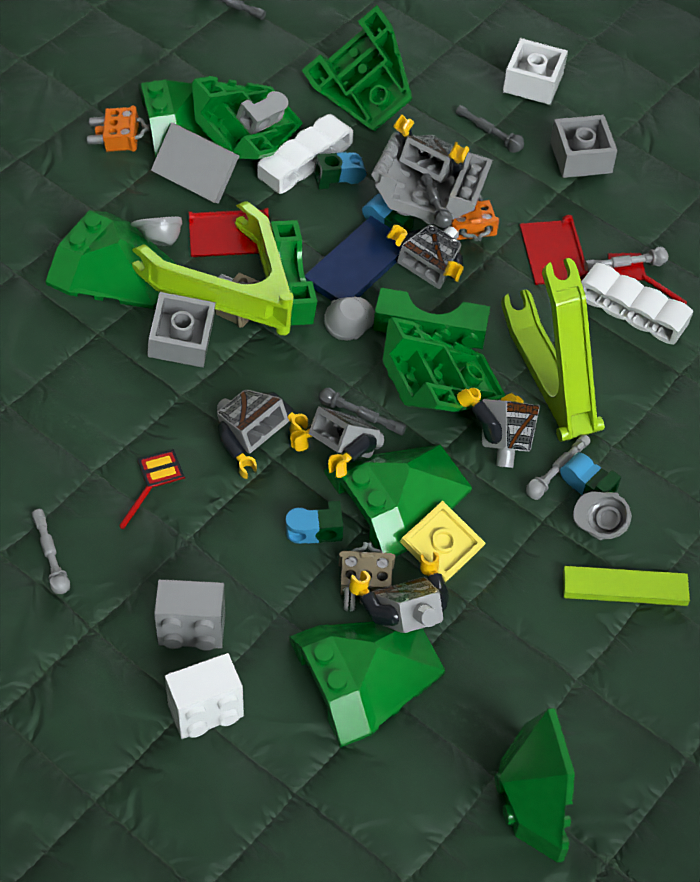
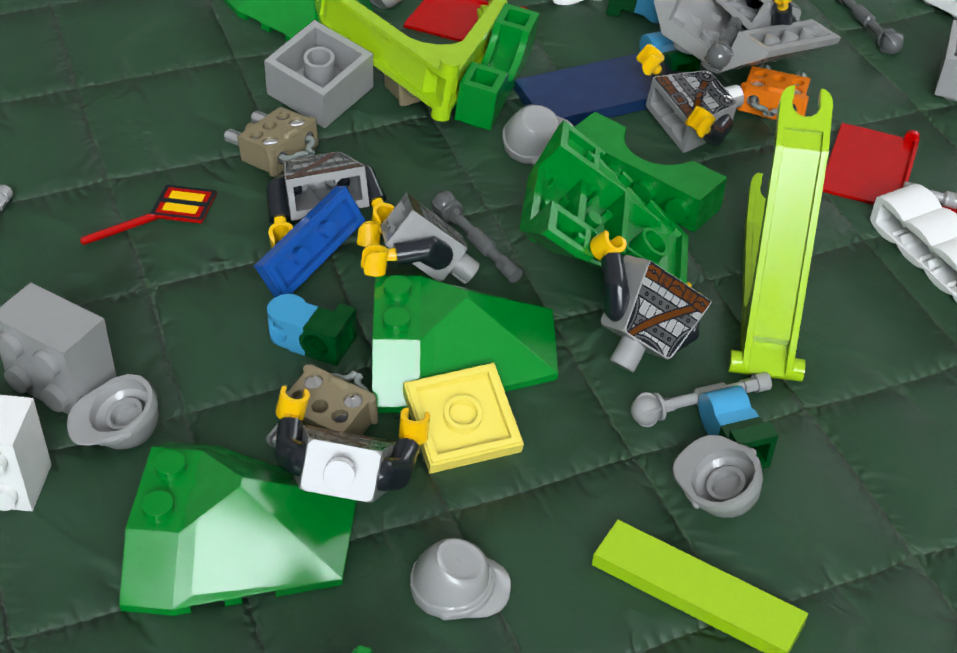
camera: 30 degrees right, 10 degrees down
(187, 393) = (275, 139): none -> dark tan piece
(251, 635) = (115, 414): none -> light grey hat
(275, 465) = (310, 242): none -> blue tile
(504, 642) = (458, 581): none -> light grey hat

